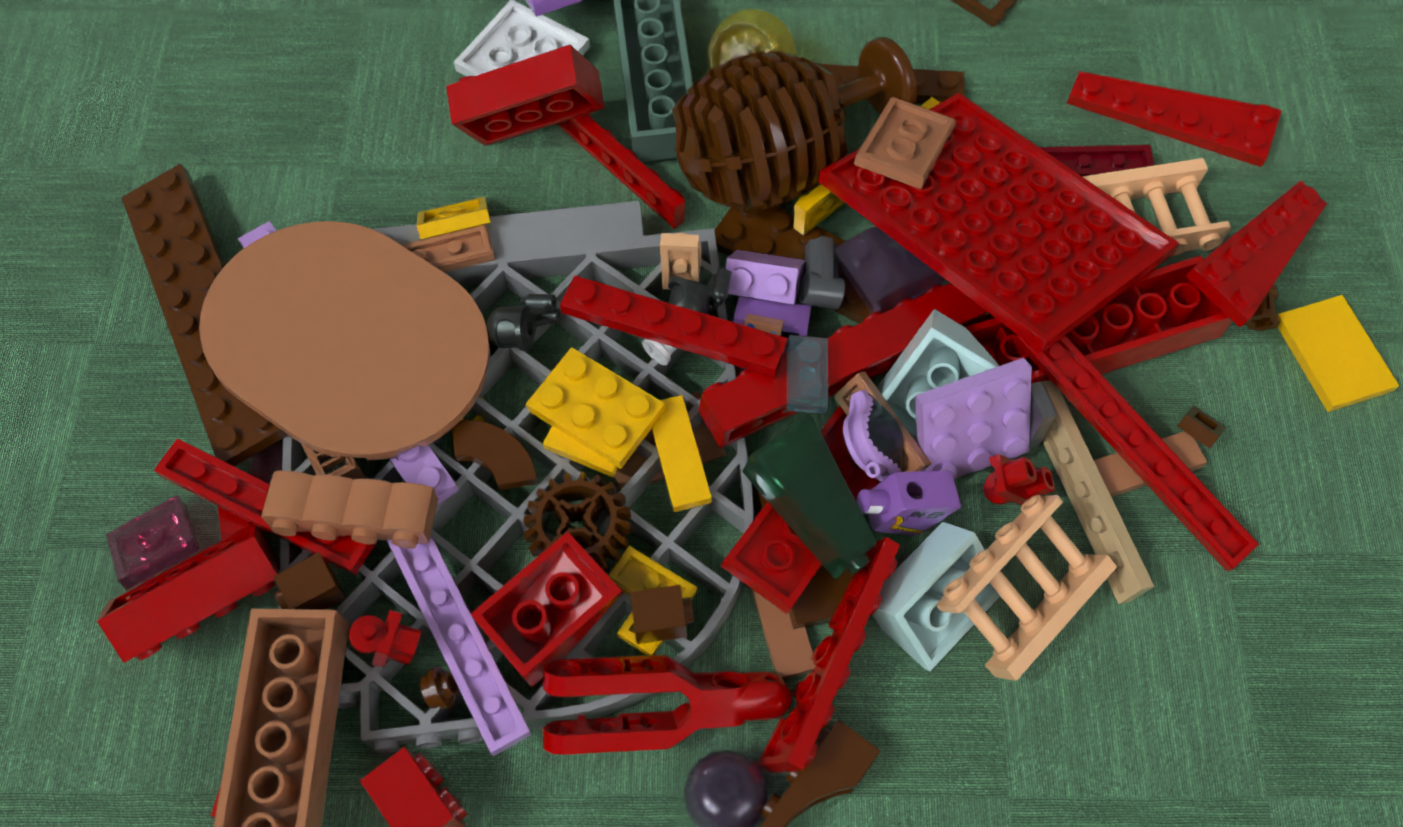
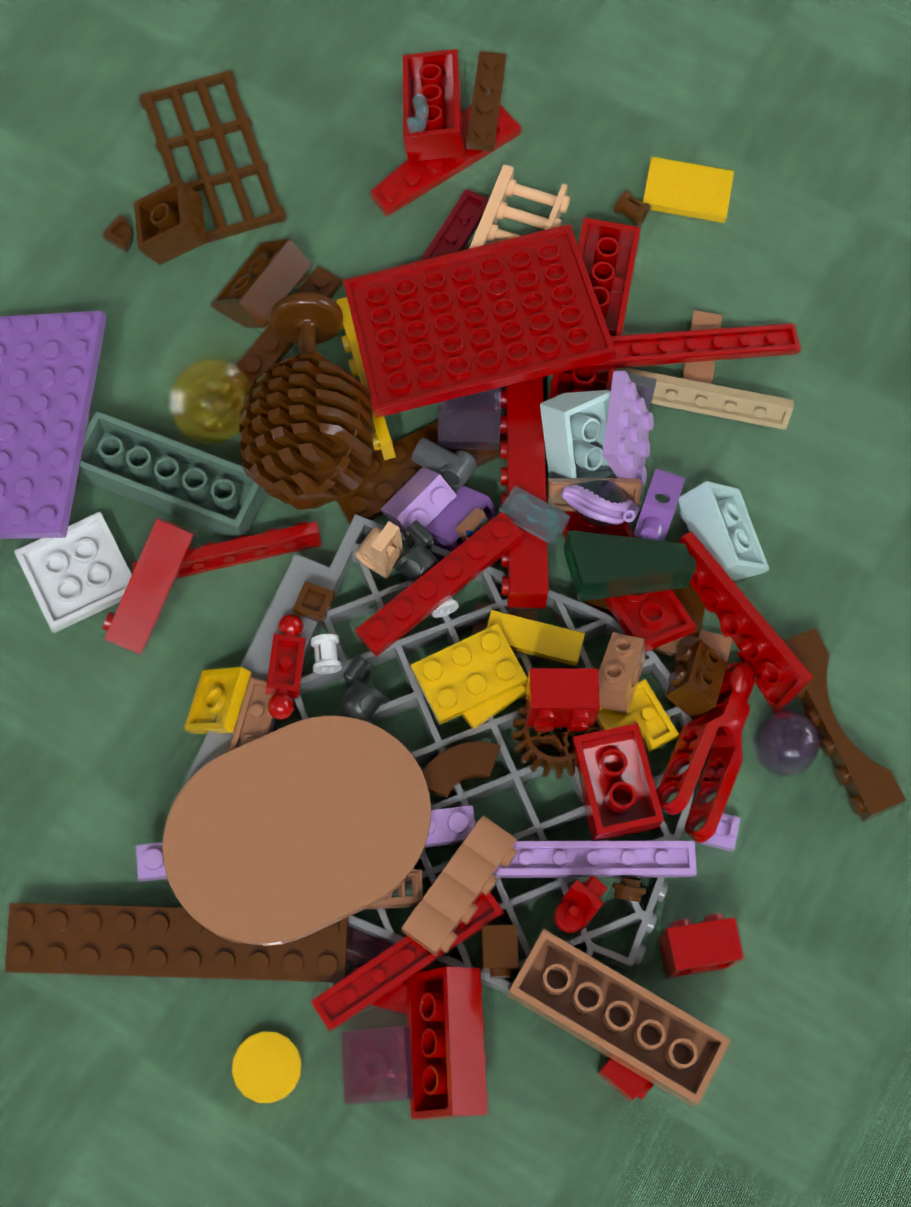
camera: 65 degrees left, 5 degrees up
(119, 450) = (266, 1067): none -> yellow tile
(508, 244) = (285, 666): none -> red plate
(544, 272) = (326, 654): none -> white bush
(579, 772) = (726, 833): none -> lavender tile
(592, 236) = (314, 602): none -> reddish brown plate
(595, 492) = (562, 698): none -> red brick
(660, 614) = (660, 710): reddish brown brick -> none
(680, 550) = (620, 671): none -> nougat brick
(732, 644) = (696, 679): none -> reddish brown brick
(905, 142) = (380, 340): nougat tile -> none
(920, 38) = (261, 282): none -> reddish brown slope
(1016, 480) = (675, 437): red hips -> none
(1061, 598) = (772, 466): light nougat fence -> none
(1186, 46) = (421, 109): none -> clear light blue arm
(1201, 426) = (697, 301): reddish brown tile -> none
(1215, 65) = (440, 80): none -> red brick
(1252, 259) = (602, 190): red wing -> none
(1265, 109) = (486, 101): none -> reddish brown plate

